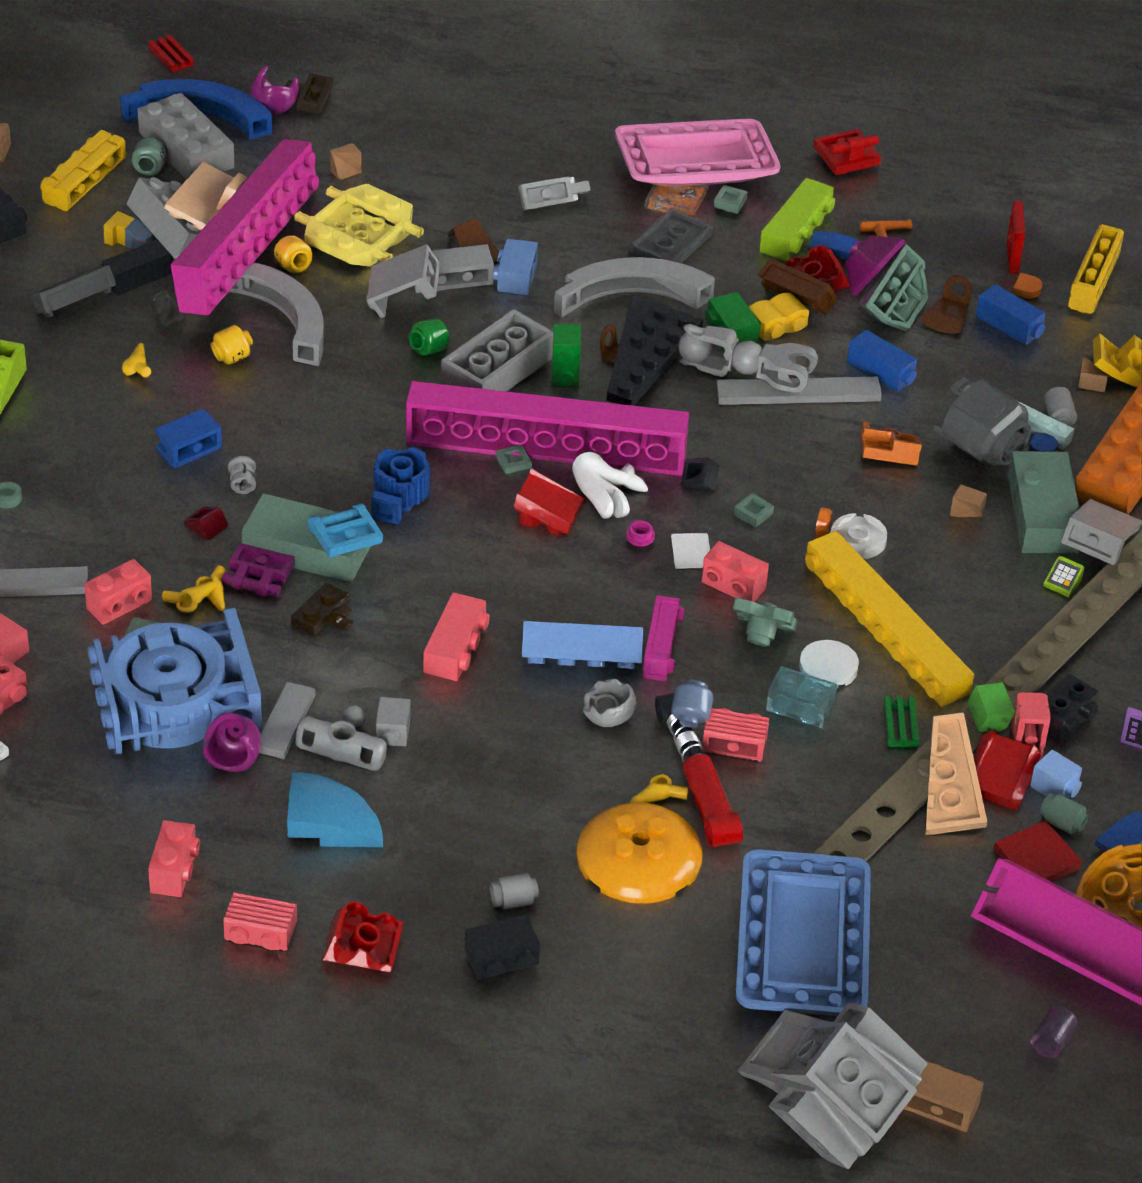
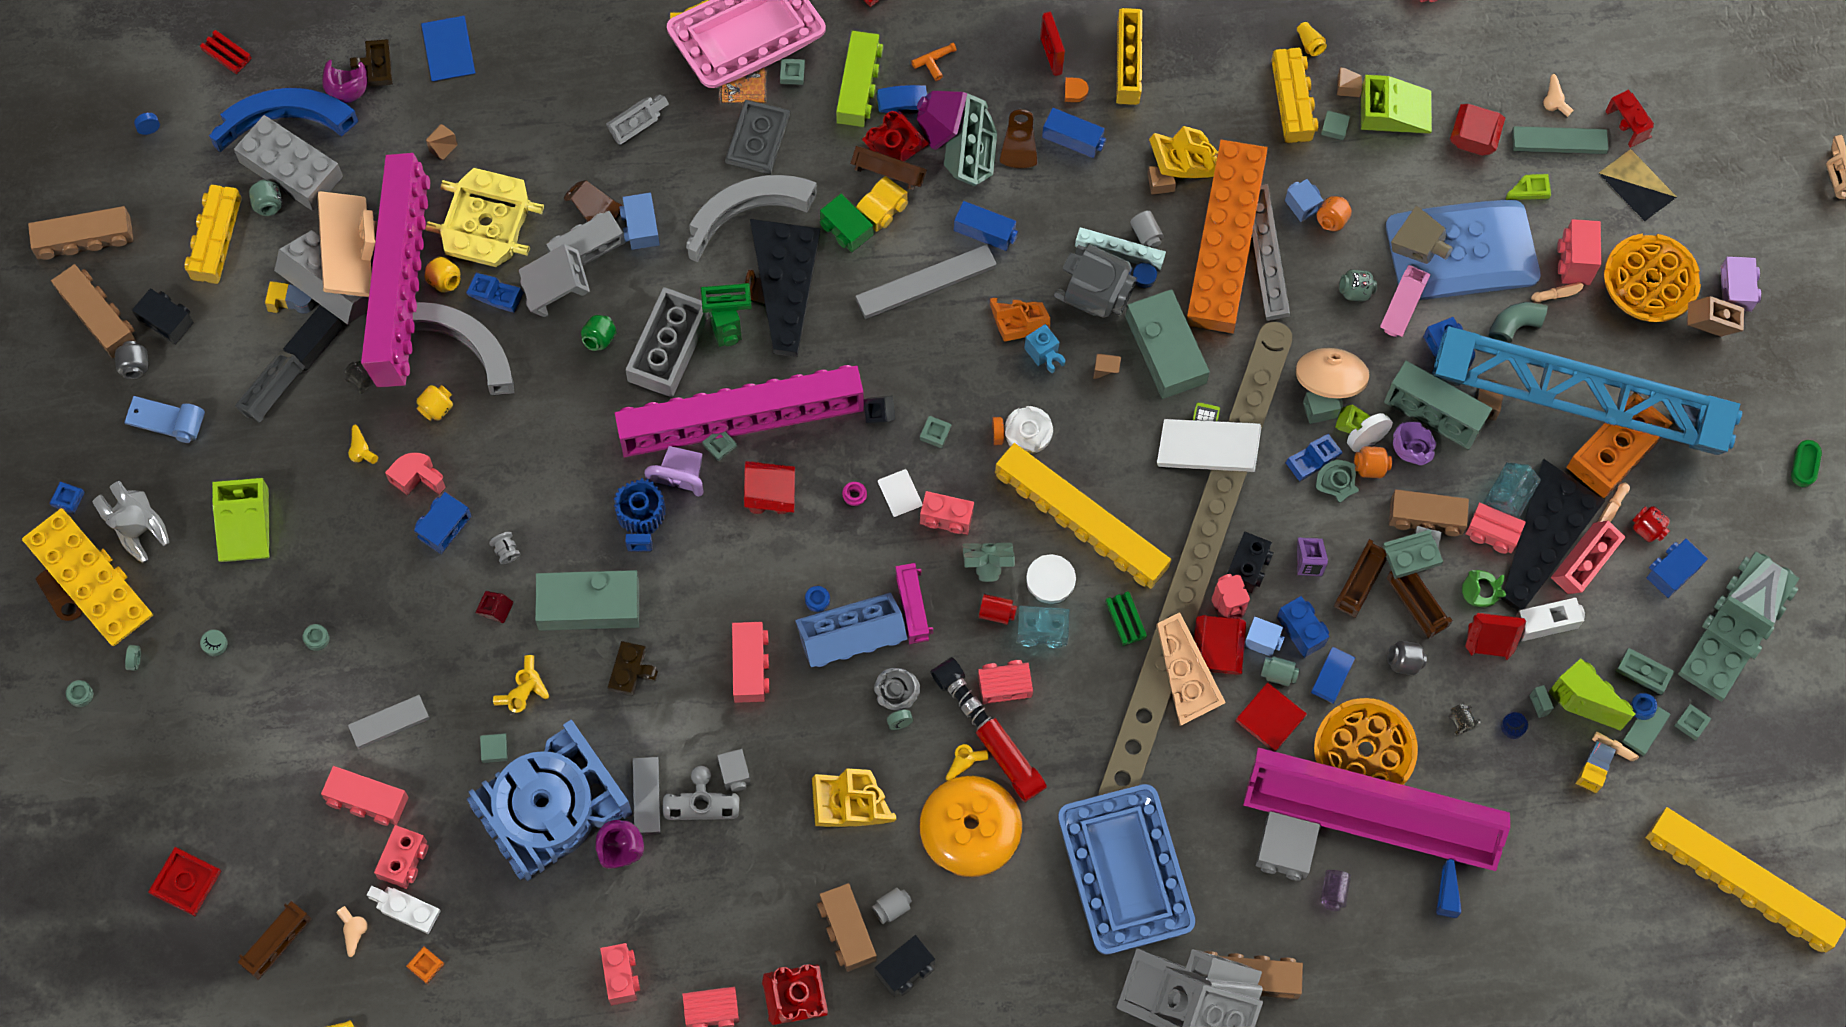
camera: 20 degrees left, 25 degrees up
(65, 80) = (147, 123): none -> blue tile
(118, 591) = (458, 716): coral brick -> none
(179, 390) = (413, 468): none -> coral brick
(260, 563) = (557, 640): magenta plate -> none
(330, 812) = (719, 876): dark azure brick -> none
(336, 283) = (492, 292): none -> blue slope
(345, 530) = (628, 601): dark azure plate -> none
(389, 104) = (448, 48): none -> blue sticker
(450, 895) = (846, 928): none -> medium nougat brick
(454, 461) = (678, 469): none -> lavender piece
(512, 789) = (849, 800): none -> yellow slope
(557, 609) = (817, 599): none -> blue tile
(573, 323) = (743, 303): none -> green tile
(597, 483) = (808, 462): white piece -> none
(600, 732) = (899, 719): none -> sand green tile
(692, 703) = (967, 677): sand blue head -> none
(754, 668) = (997, 609): none -> red brick
(771, 363) = (849, 267): light grey piece -> none
(903, 468) = (1044, 348): none -> dark azure brick
(991, 707) = (1196, 593): bright green brick -> none
(1010, 974) = (1287, 846): none -> light grey piece
(1058, 593) = (1209, 445): none -> white tile
(1100, 531) = (1224, 366): light grey panel -> none
(1107, 780) = (1303, 626): none -> blue brick

